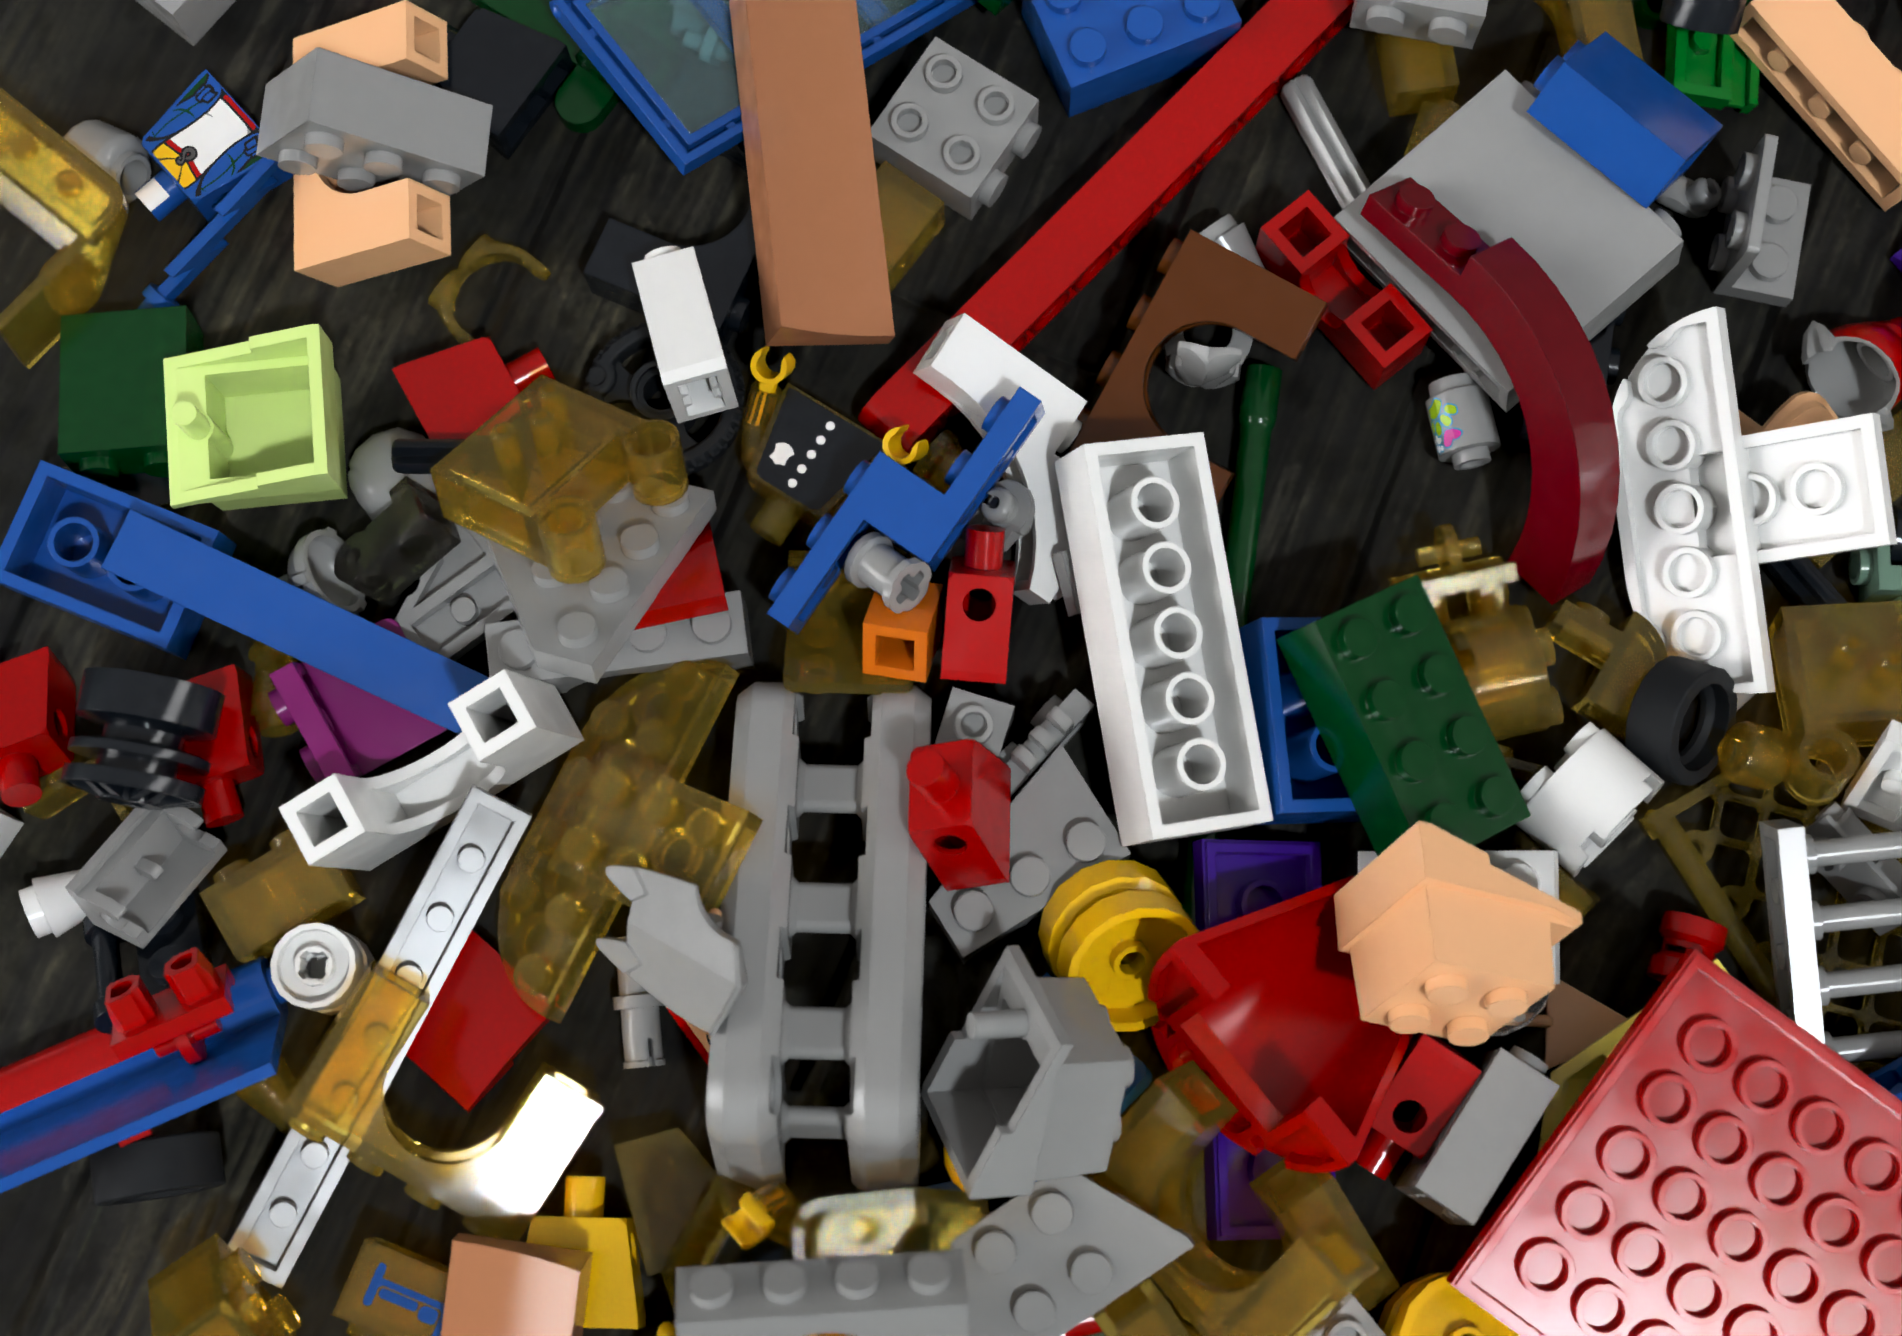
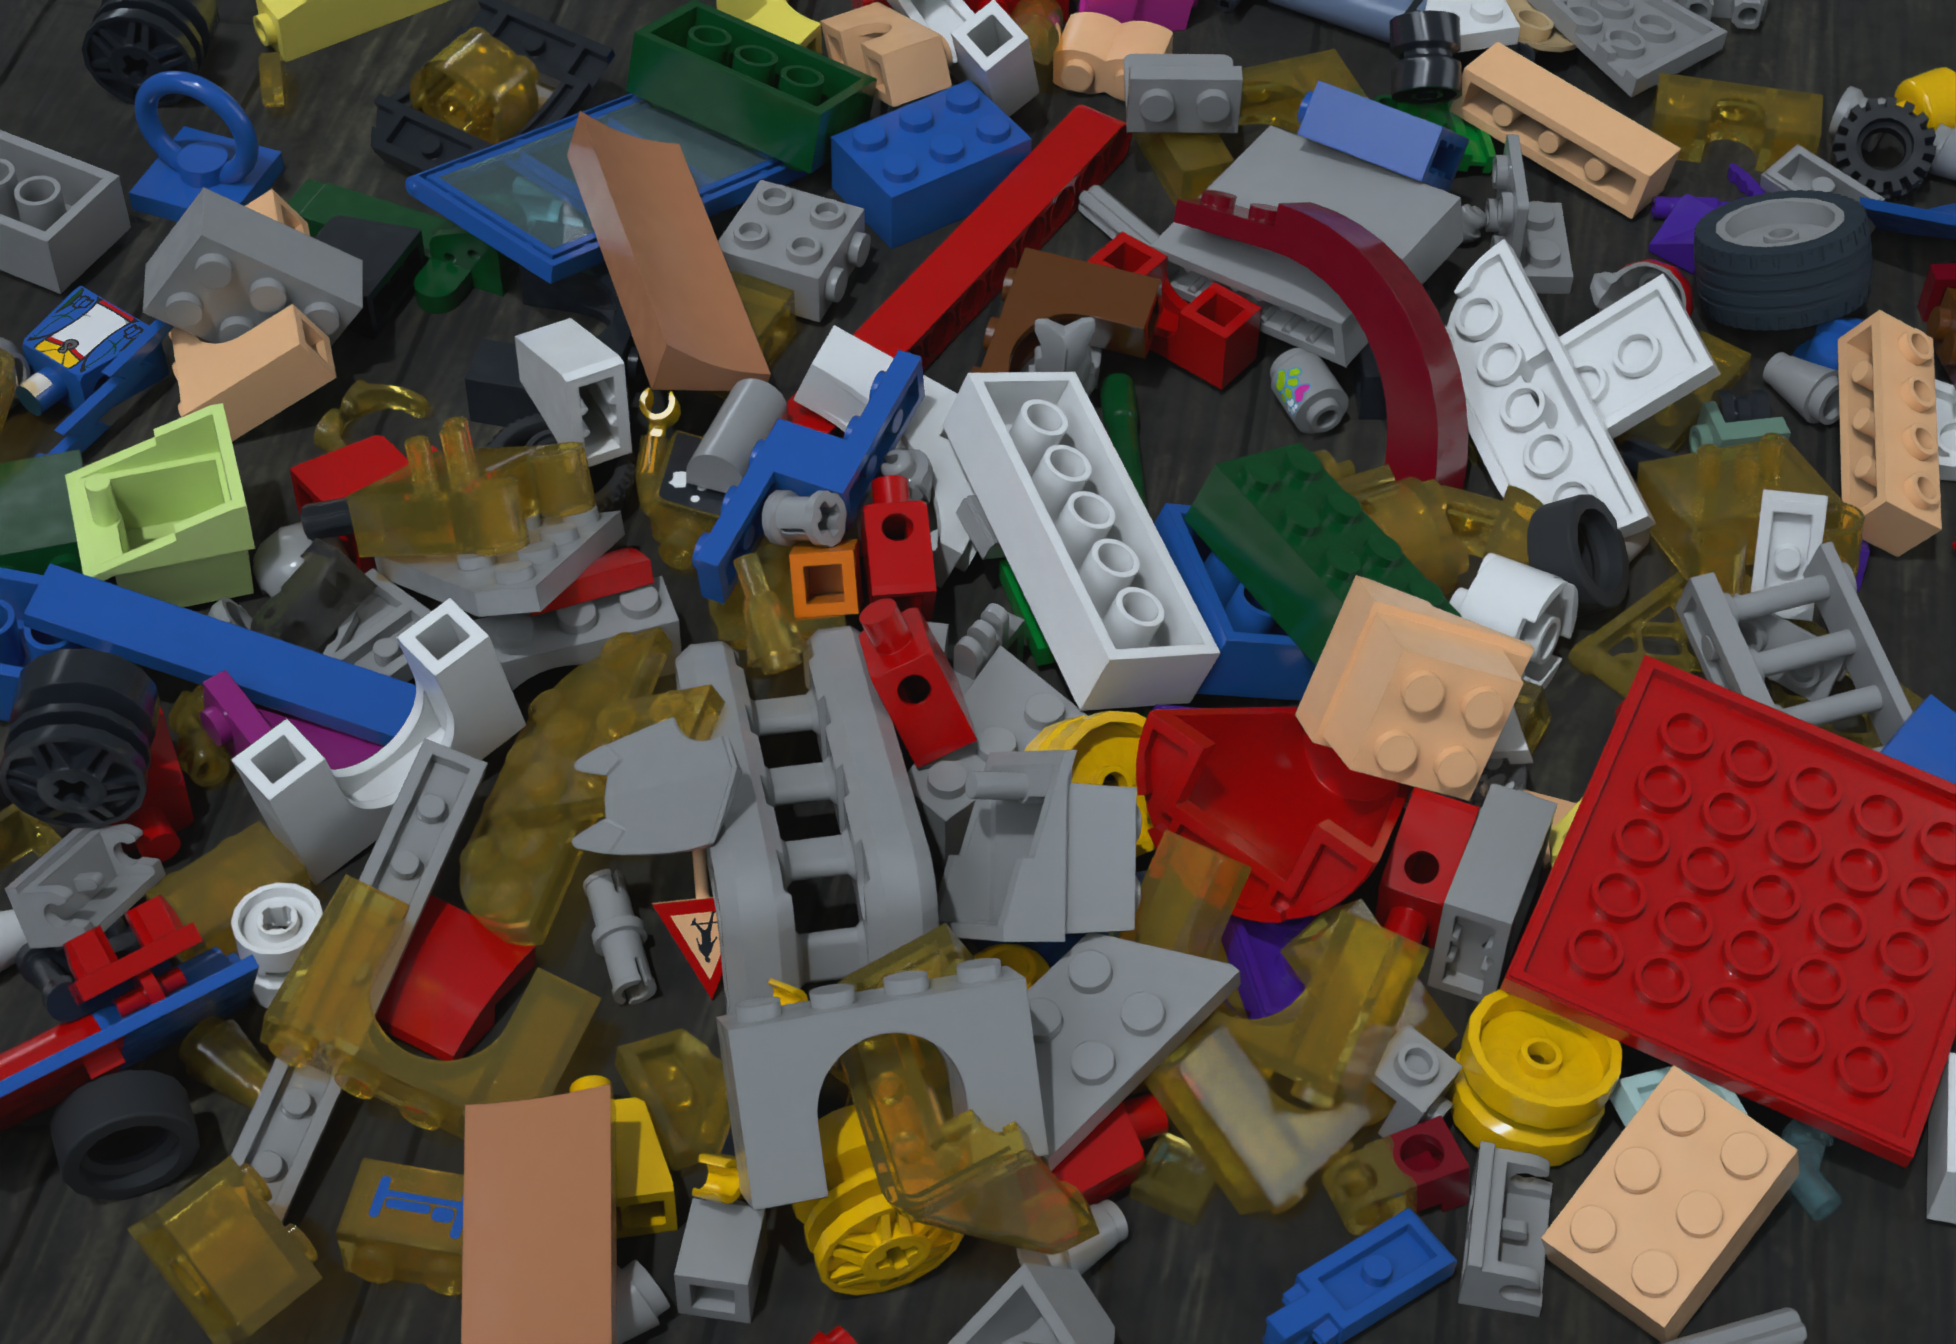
camera: 15 degrees left, 30 degrees down
(831, 705) = (769, 630): none -> clear yellow cone
(846, 421) = (728, 443): none -> light grey brick
(1754, 755) = (1654, 577): clear yellow piece -> none

